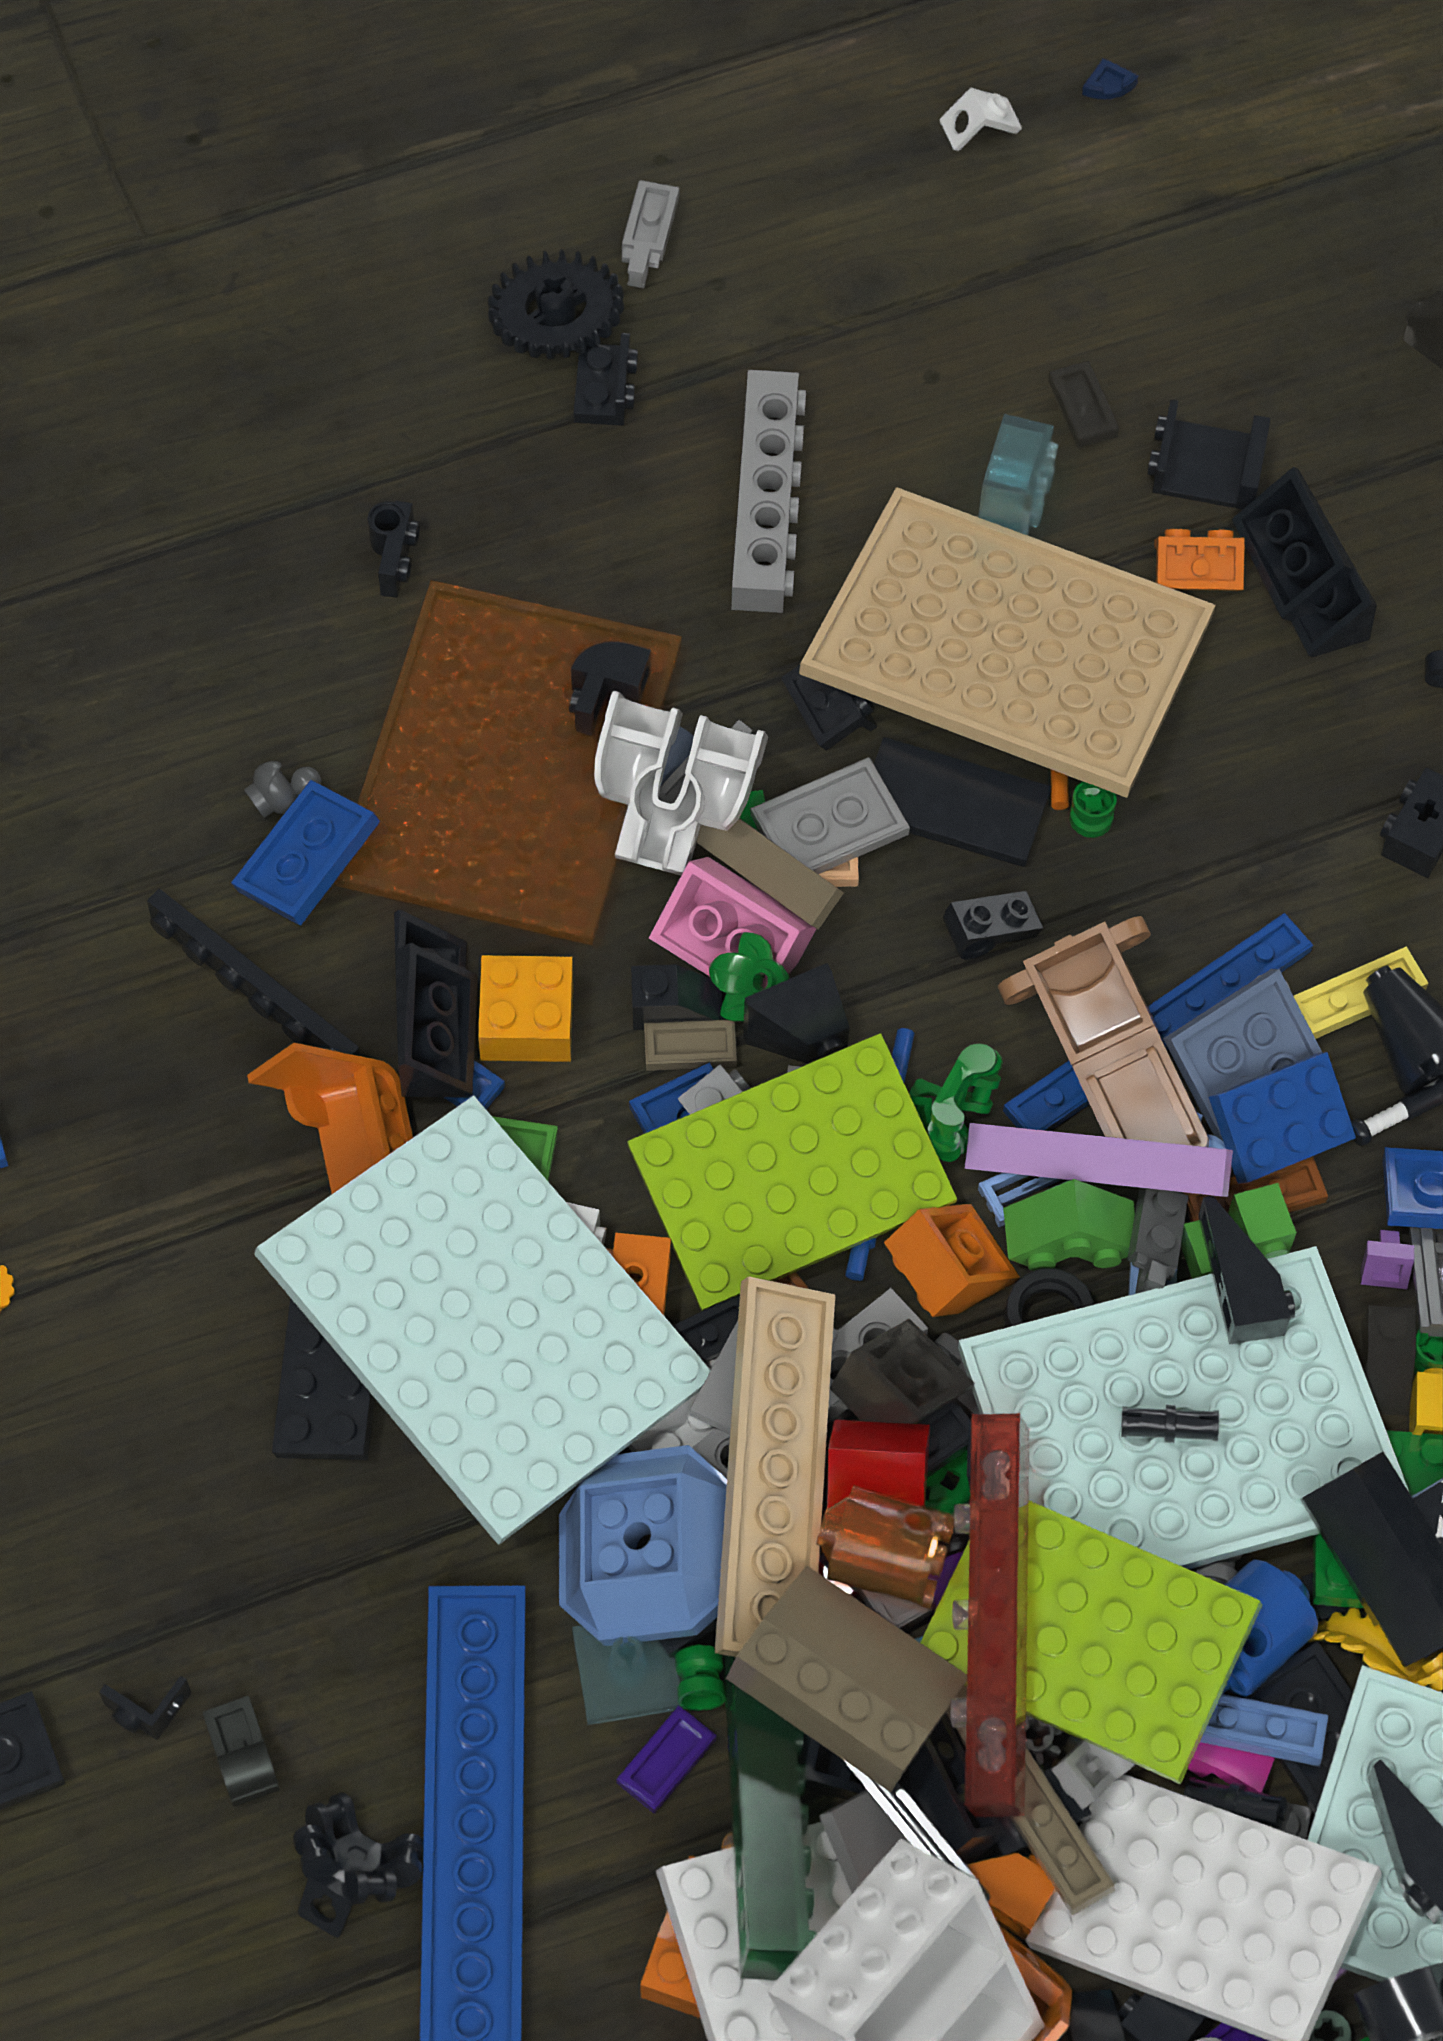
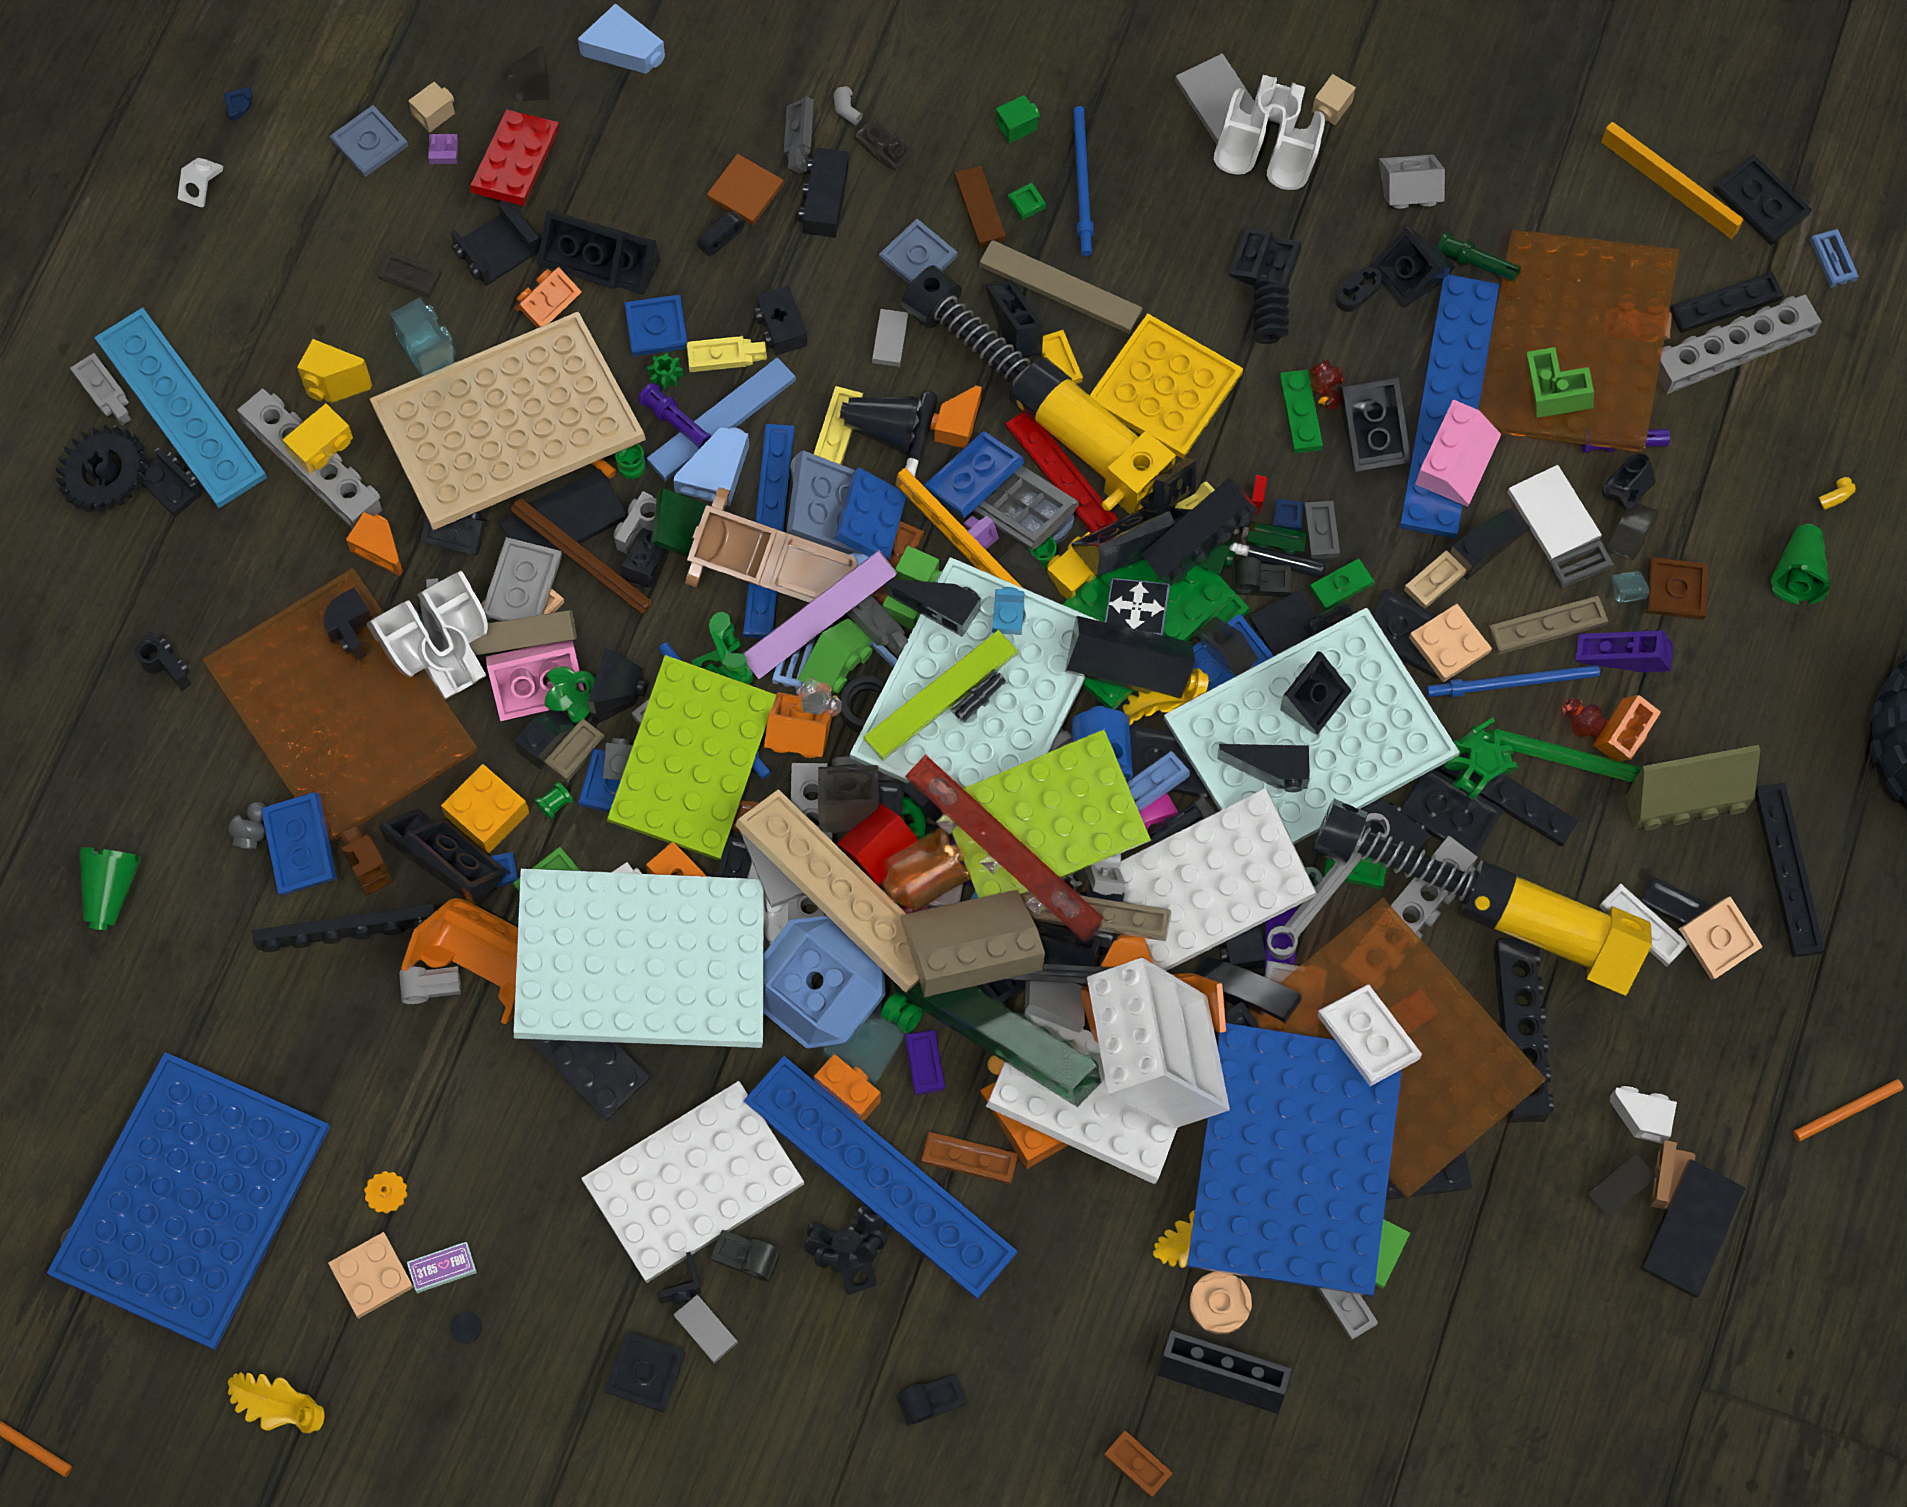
camera: 50 degrees left, 5 degrees up
(81, 702) = (105, 884): none -> green cone
(114, 1781) = (705, 1329): none -> light grey tile
(258, 1117) = (421, 984): none -> light grey piece
(283, 1615) = (692, 1182): none -> white plate
(347, 943) = (365, 861): none -> reddish brown hips
(550, 1694) = (848, 1087): none -> orange brick
(593, 1916) = (969, 1158): none -> dark orange tile
(605, 1072) = (553, 800): none -> green bush
(700, 321) = (180, 408): none -> dark azure plate
(735, 634) = (374, 542): none -> orange slope
(789, 470) = (318, 439): none -> yellow brick
(883, 423) = (332, 373): none -> yellow slope
(925, 854) = (581, 556): none -> reddish brown axle
(997, 1243) = (817, 698): none -> clear animal
(1023, 874) = (627, 532): none -> light grey plate
(1061, 908) = (675, 521): none -> dark green tile
(1129, 1379) = (939, 695): none -> lime tile
(1177, 902) = (714, 465): none -> light blue slope
(1190, 777) = (666, 409): none -> dark purple pin
(1199, 237) = (368, 141): none -> sand blue tile
(1239, 742) = (665, 371): none -> green gear
(1243, 862) = (726, 414): none -> medium blue tile
(1267, 314) = (443, 149): none -> medium lavender tile
(1285, 700) = (656, 325): none -> blue tile
(1303, 261) = (432, 106): none -> tan brick
(1311, 1368) = (1008, 611): none -> dark azure bracket
(1324, 797) = (724, 353): none -> light yellow hinge
(1329, 388) = (515, 157): none -> red plate
(1359, 1223) = (950, 526): none -> light orange tile

